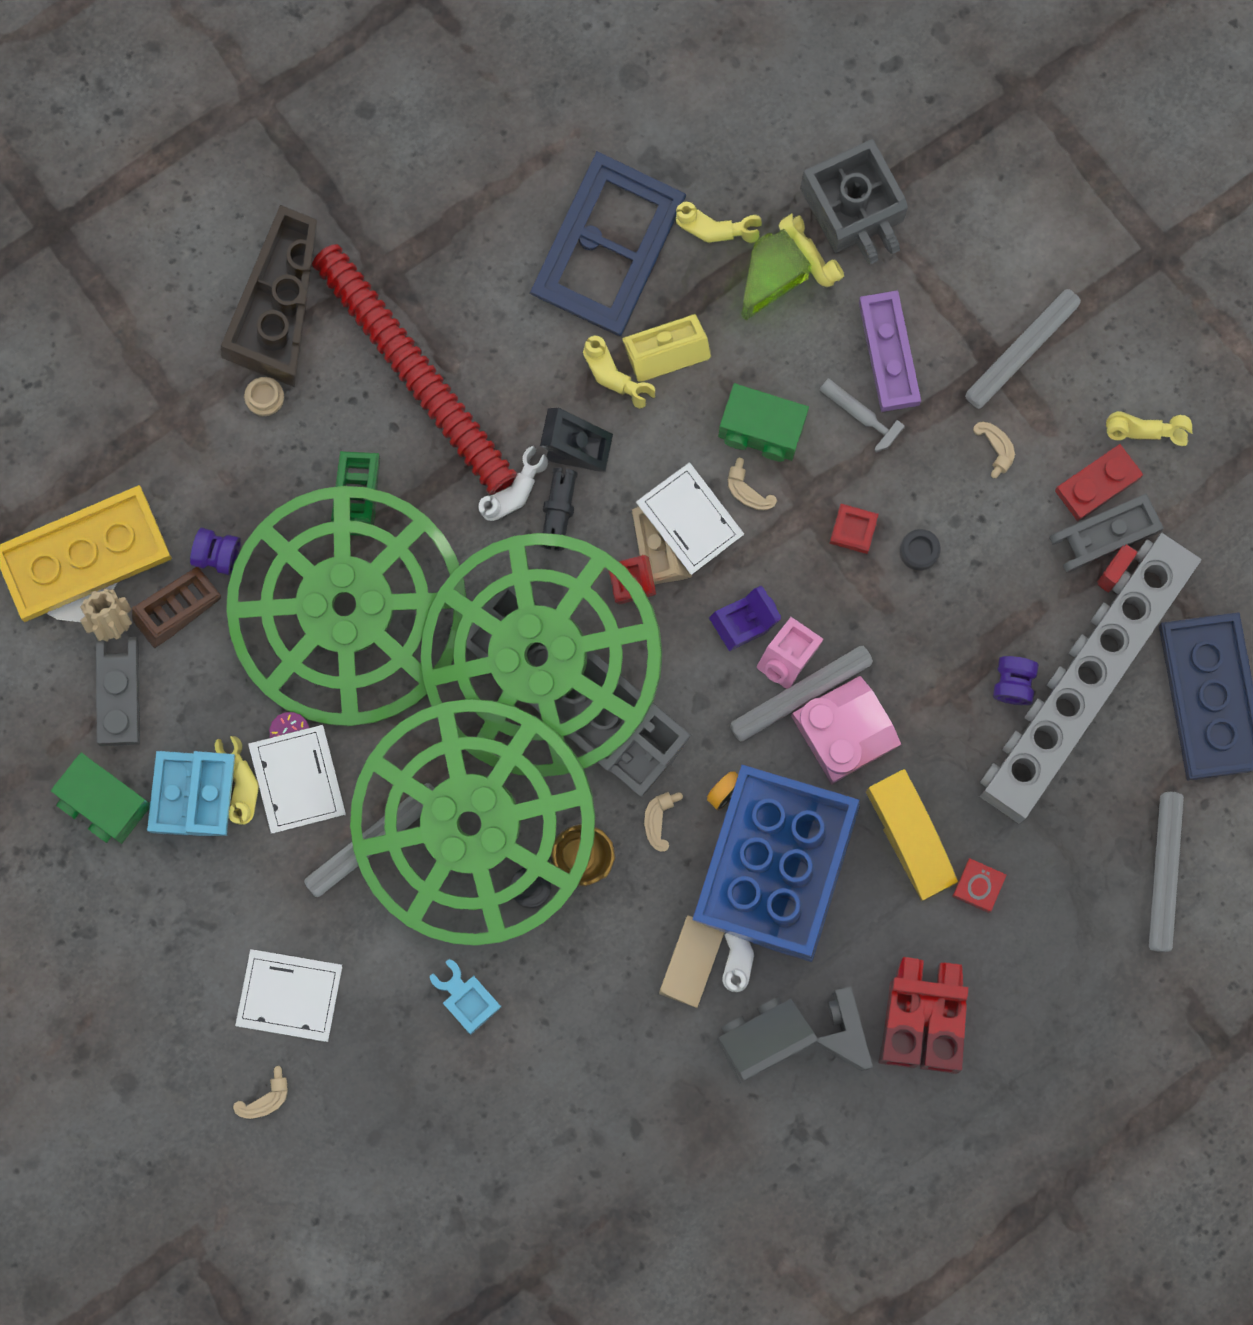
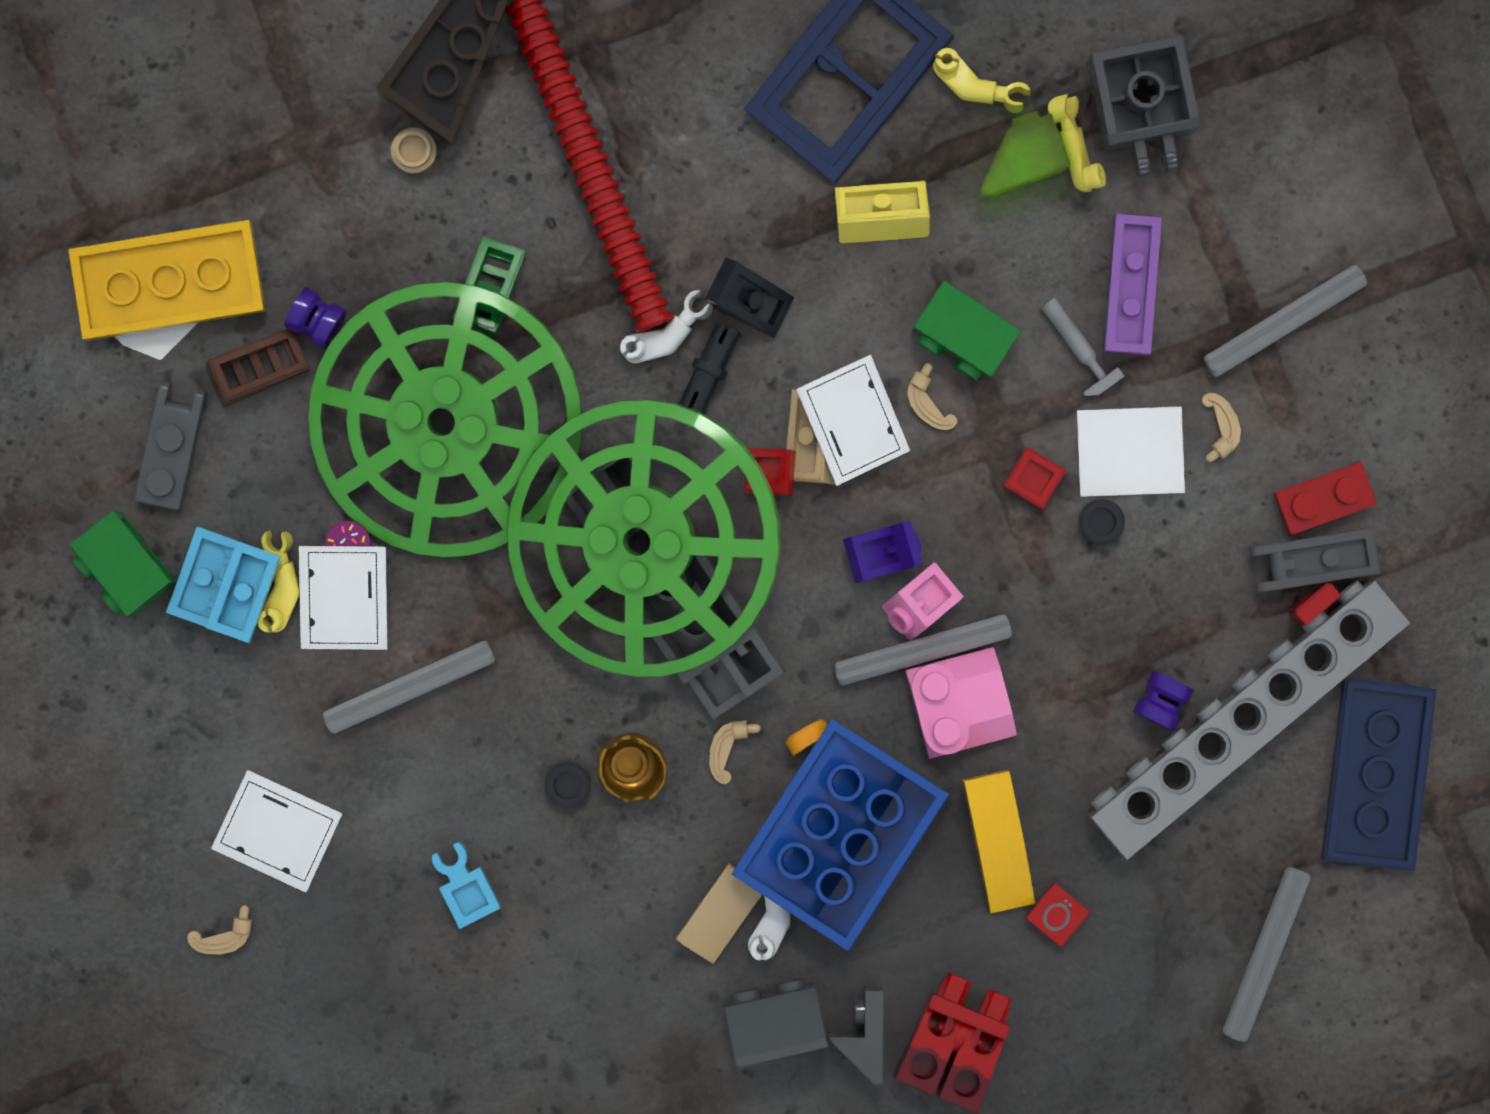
camera: 20 degrees right, 10 degrees up
(105, 615) = (176, 359): tan gear -> none
(498, 816) = (539, 684): bright green dish -> none
(606, 373) = (805, 225): light yellow arm -> none
(927, 487) = (1130, 451): none -> white sticker
(1124, 425) = (1369, 442): light yellow arm -> none

